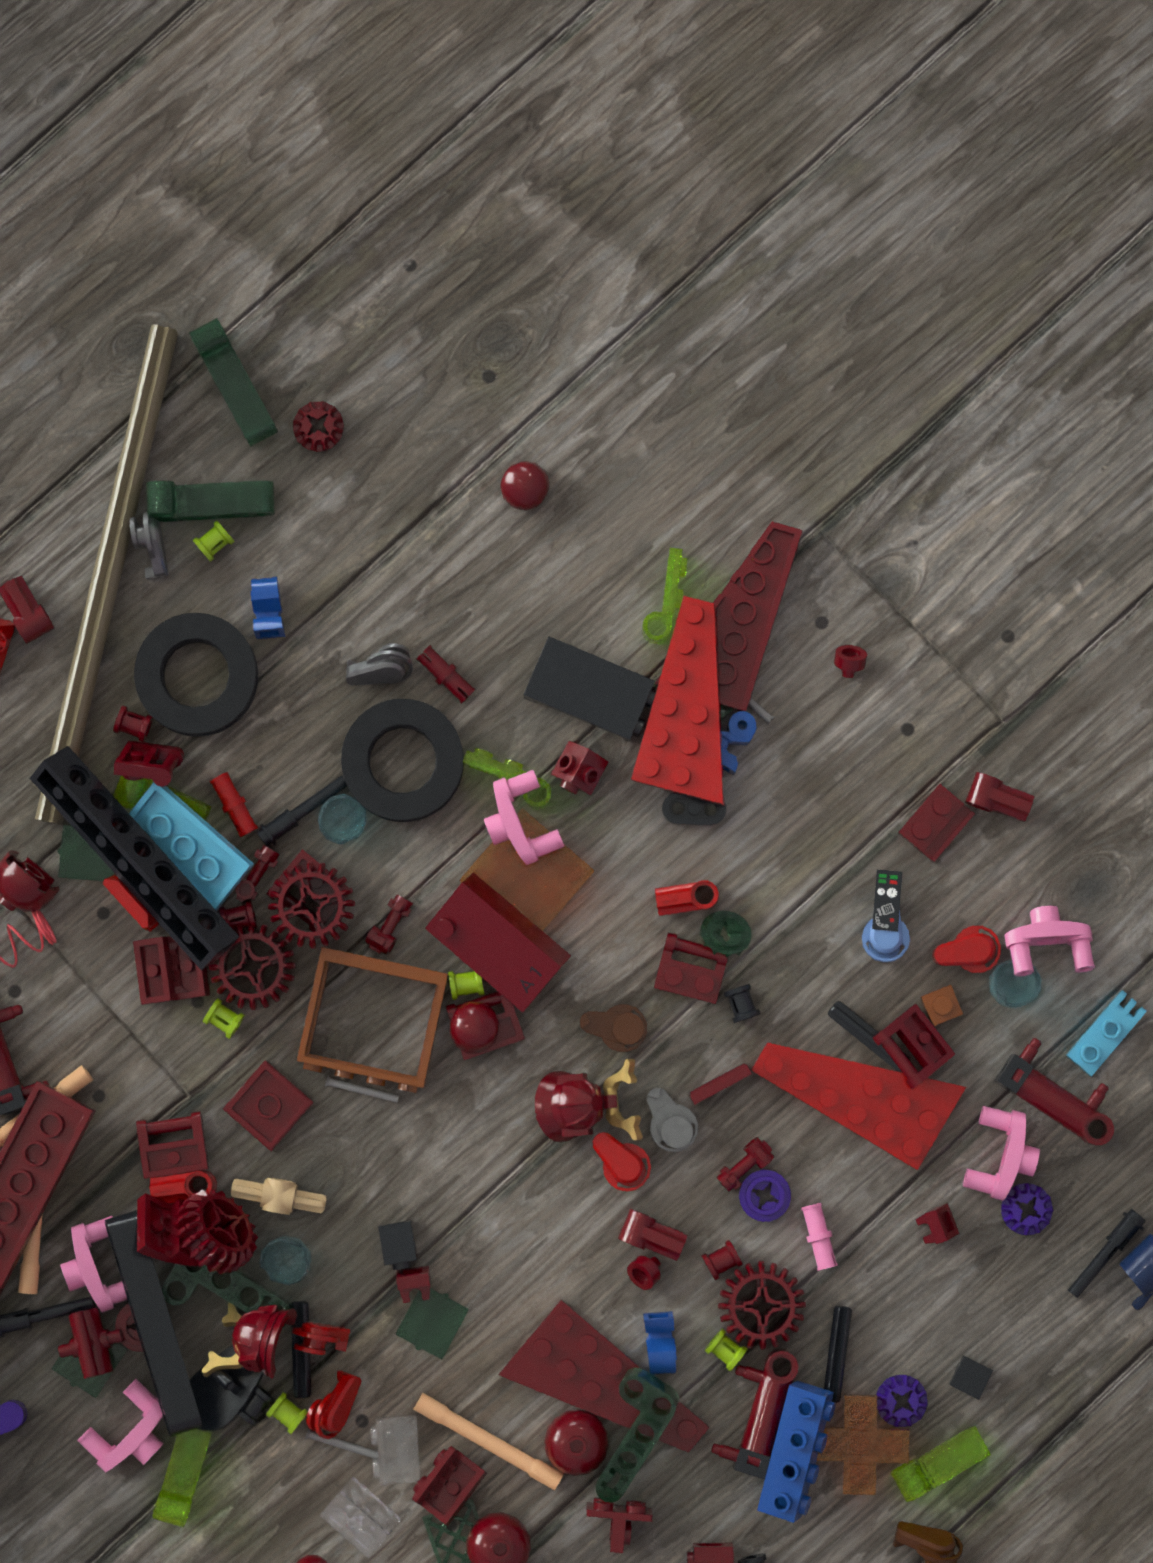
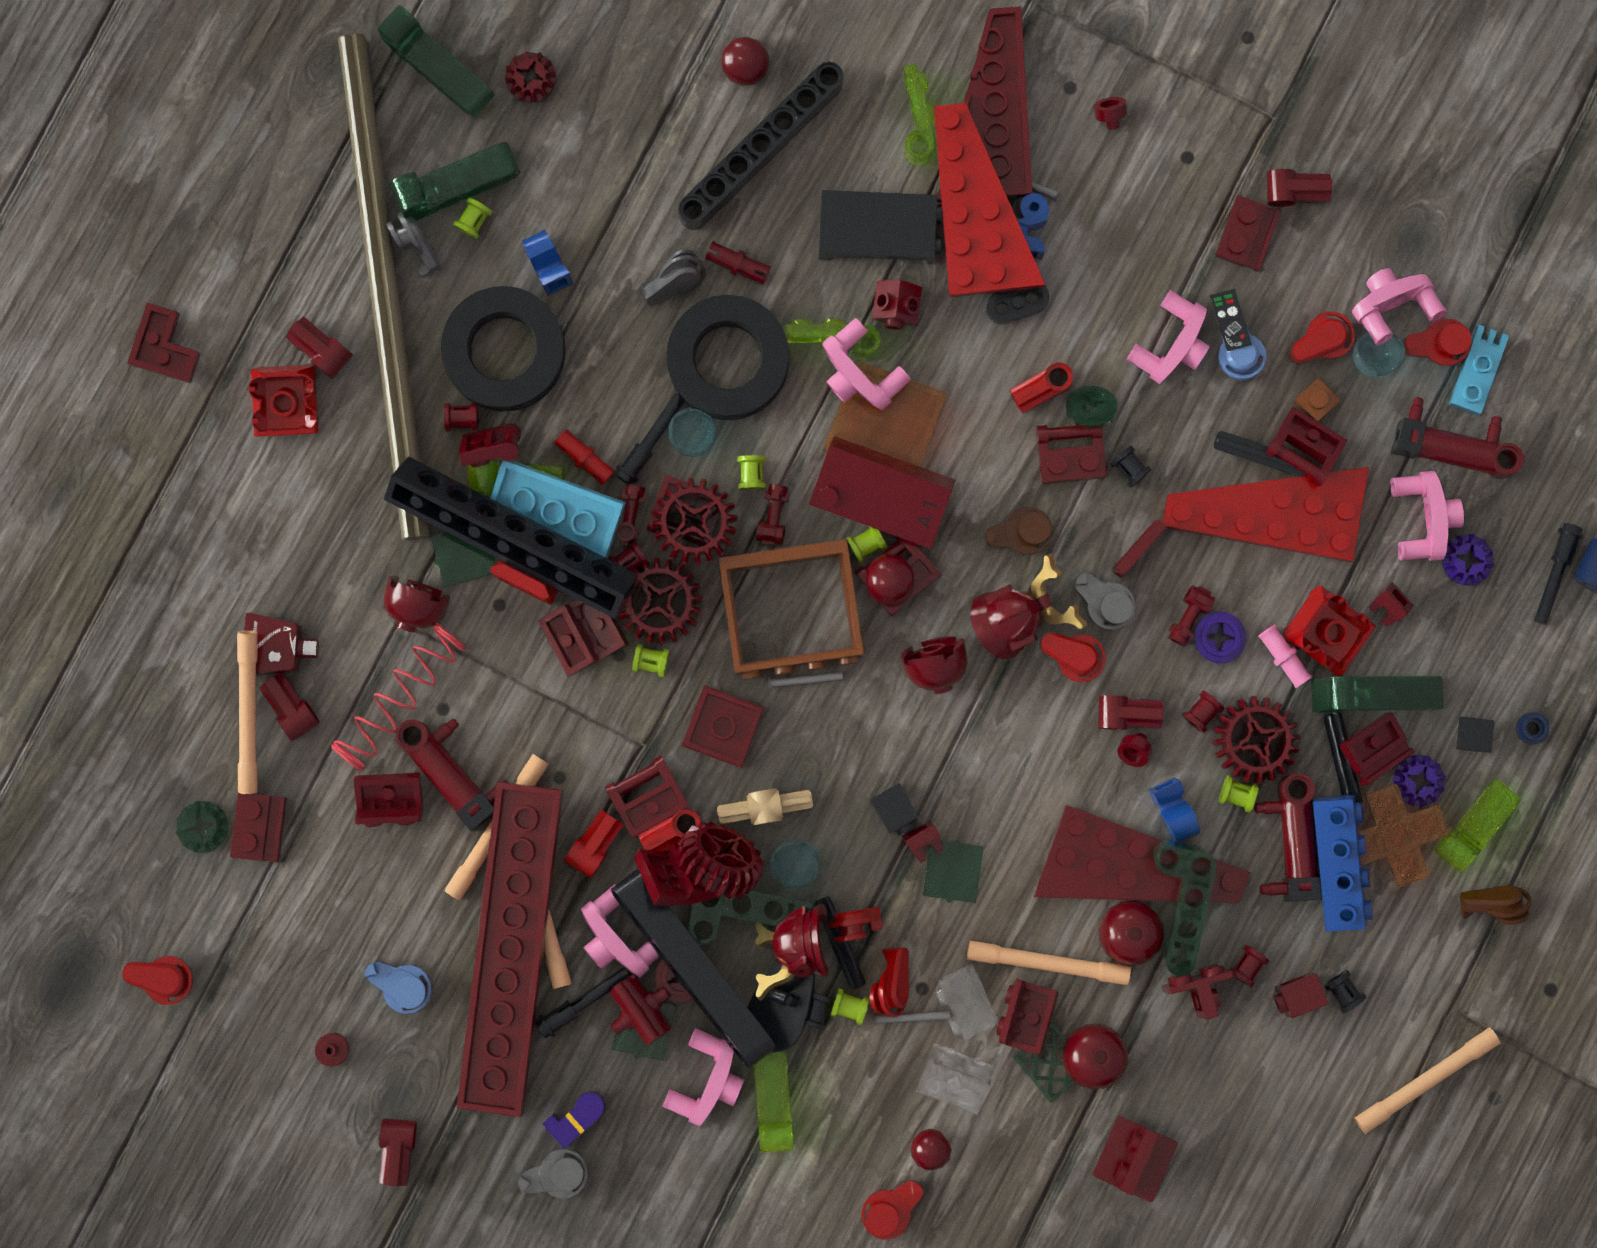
camera: 20 degrees left, 0 degrees up
(100, 1175) = (590, 849): none -> red piece
(384, 877) = (751, 472): none -> lime bush
(488, 1122) = (937, 664): none -> dark red cylinder
(520, 560) = (767, 131): none -> black beam
(674, 1515) = (1249, 965): none -> dark red bush
(835, 911) = (1186, 347): none -> bright pink connector
(870, 1227) = (1329, 630): none -> red slope
(871, 1355) = (1376, 748): none -> dark red plate
(892, 1305) = (1377, 693): none -> clear green beam
(1034, 1399) = (1541, 724): none -> dark blue plate
(1078, 994) = (1440, 342): none -> red piece

